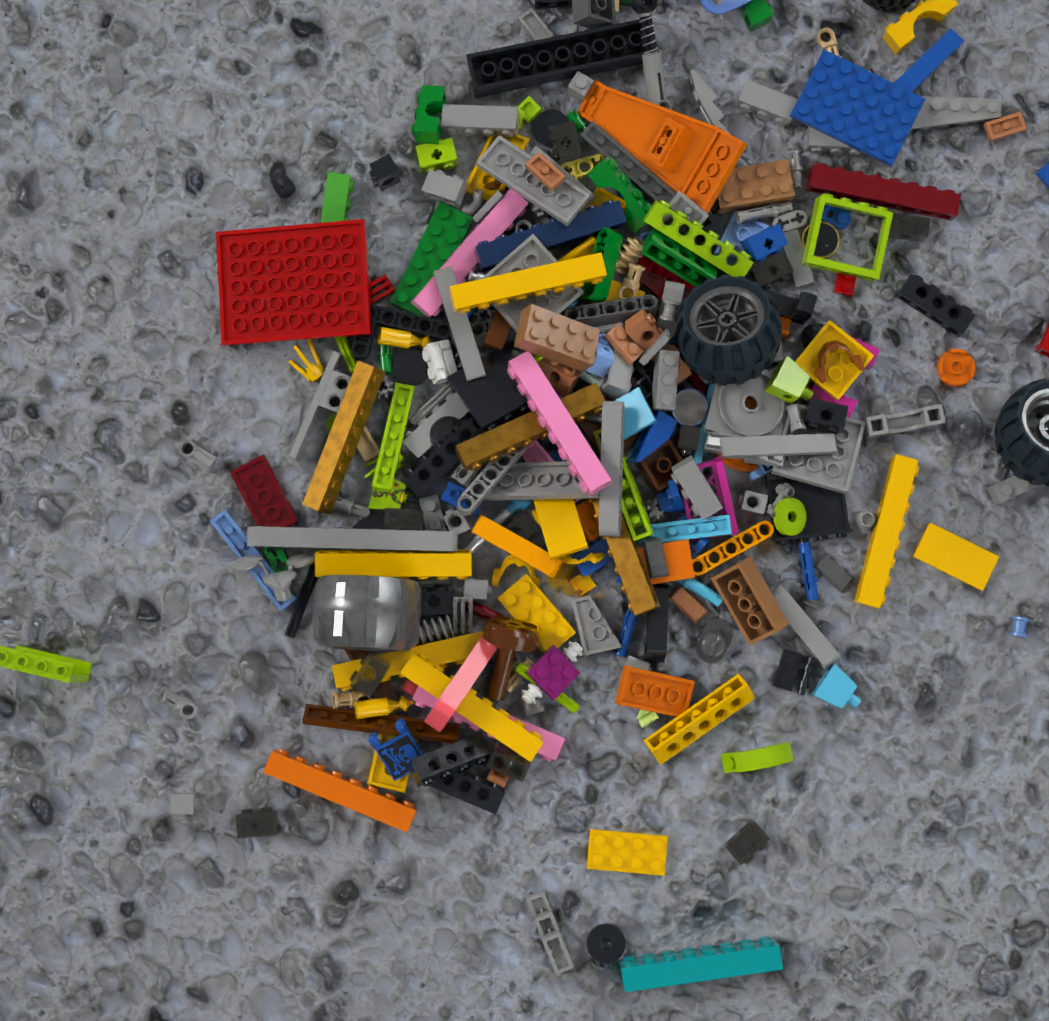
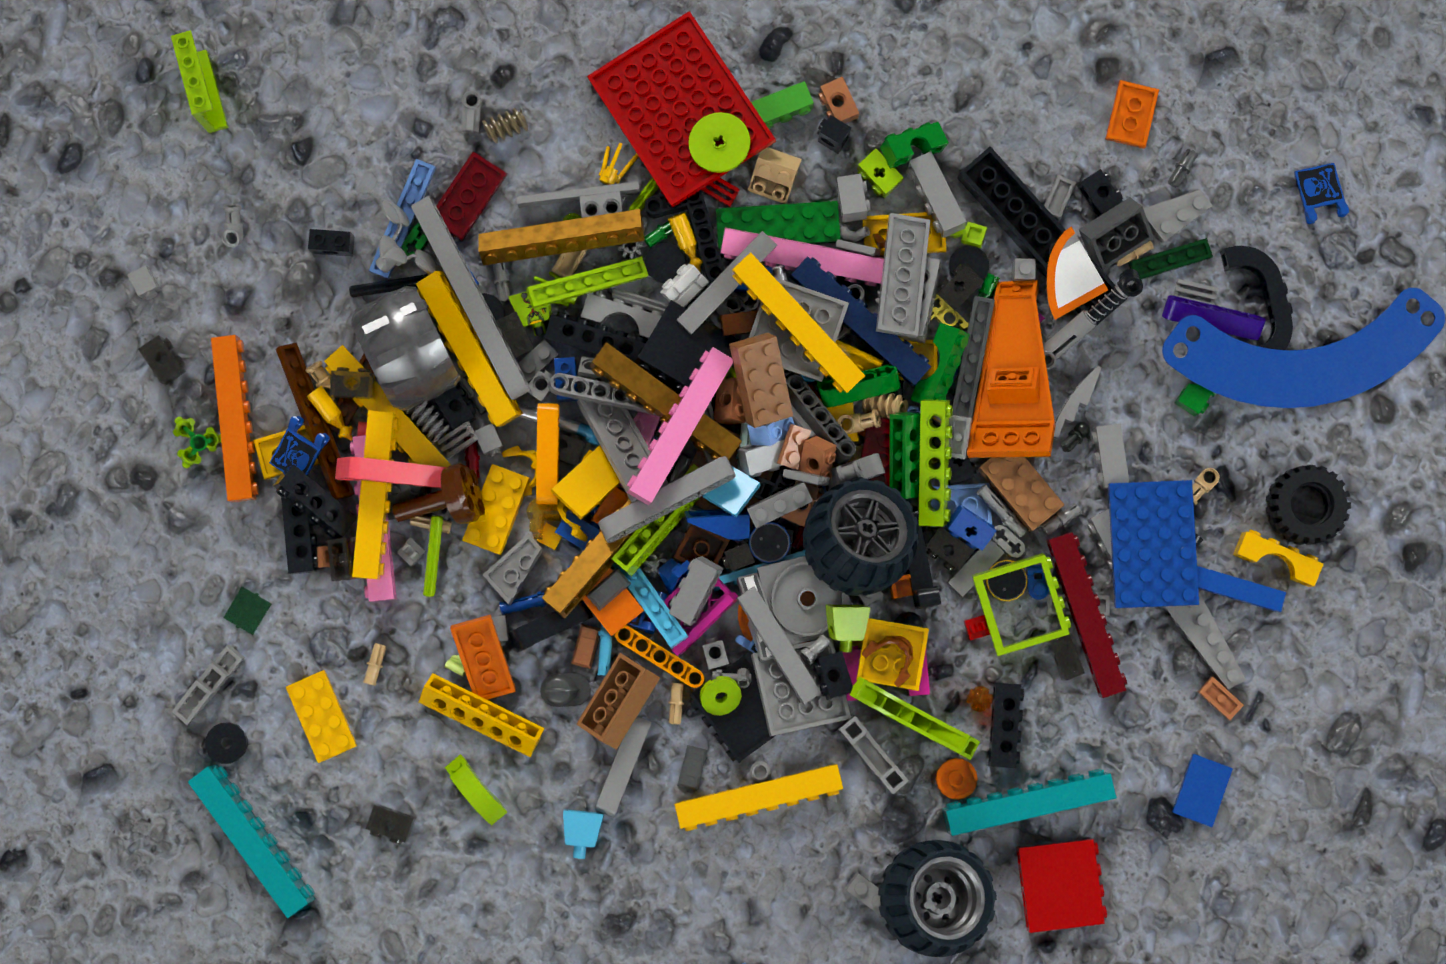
camera: 60 degrees right, 0 degrees up
(224, 433) = (505, 125): none -> dark tan piece
(239, 629) = (331, 242): none -> black brick
(326, 263) = (712, 129): none -> lime piece
(345, 831) = (197, 441): none -> lime plant
(351, 149) = (838, 90): none -> nougat brick
(390, 239) = (774, 175): none -> tan slope
(505, 866) = (247, 610): none -> clear green piece
(545, 171) = (915, 281): nougat plate -> none
(552, 672) = (449, 553): magenta plate -> none
(607, 50) = (1071, 276): none -> sticker
(609, 784) = (374, 664): none -> tan axle
(735, 121) = (1075, 436): none -> pearl dark grey axle
(774, 556) = (676, 703): none -> tan axle
(787, 671) = (576, 774): black plate -> none
(808, 571) = (672, 748): blue pin -> none
(895, 370) = (914, 718): none -> lime arch
(904, 313) = (979, 698): none -> clear orange gear
(955, 556) = (772, 876): yellow tile -> none
(1008, 320) = (1028, 803): none -> teal brick

